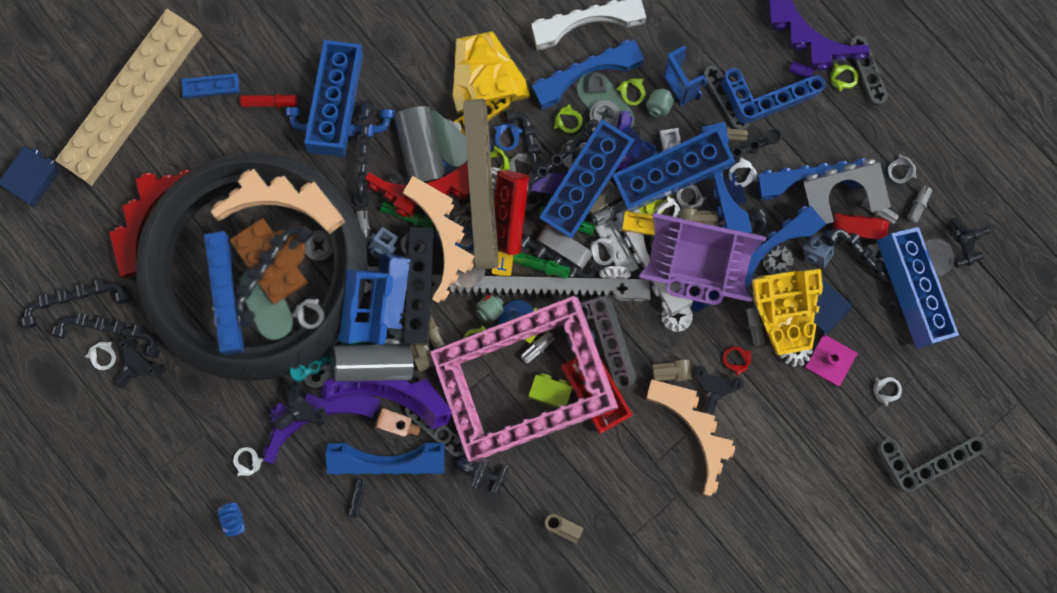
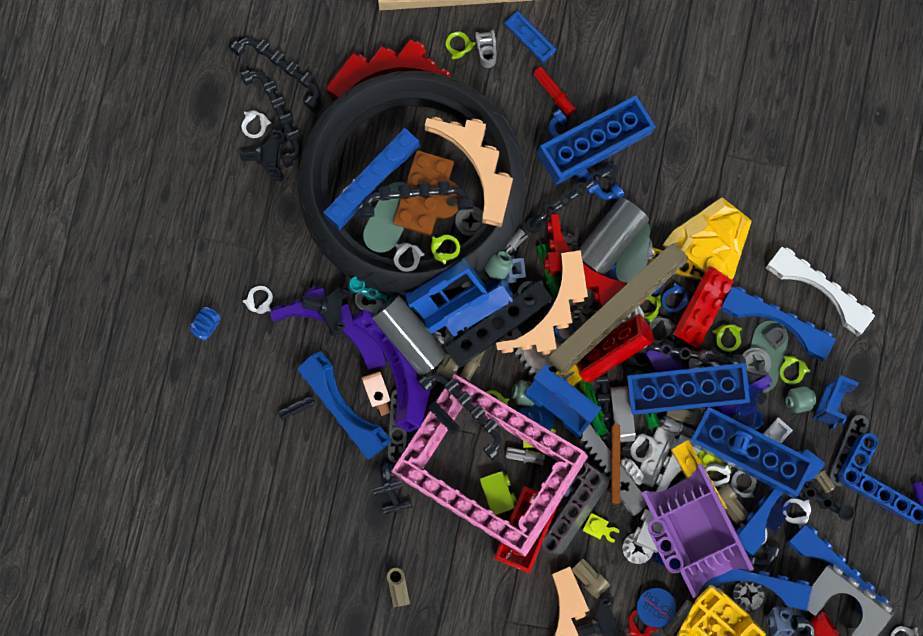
camera: 50 degrees right, 0 degrees up
(177, 138) = (468, 44): none -> lime piece
(189, 124) = (486, 45): none -> light grey piece
(333, 284) = (436, 242): none -> lime piece
(373, 249) = (499, 265): none -> sand green head
(458, 359) = (476, 412): none -> black bar
(459, 386) = (444, 418): none -> black axle
(519, 283) = (562, 401): none -> blue piece
(531, 119) = (703, 307): none -> red plate
(599, 281) = (615, 465): none -> dark orange tile
(637, 335) = (597, 527): none -> neon yellow plate
(660, 171) = (741, 443): none -> blue bush
(734, 338) = (656, 607): none -> blue piece

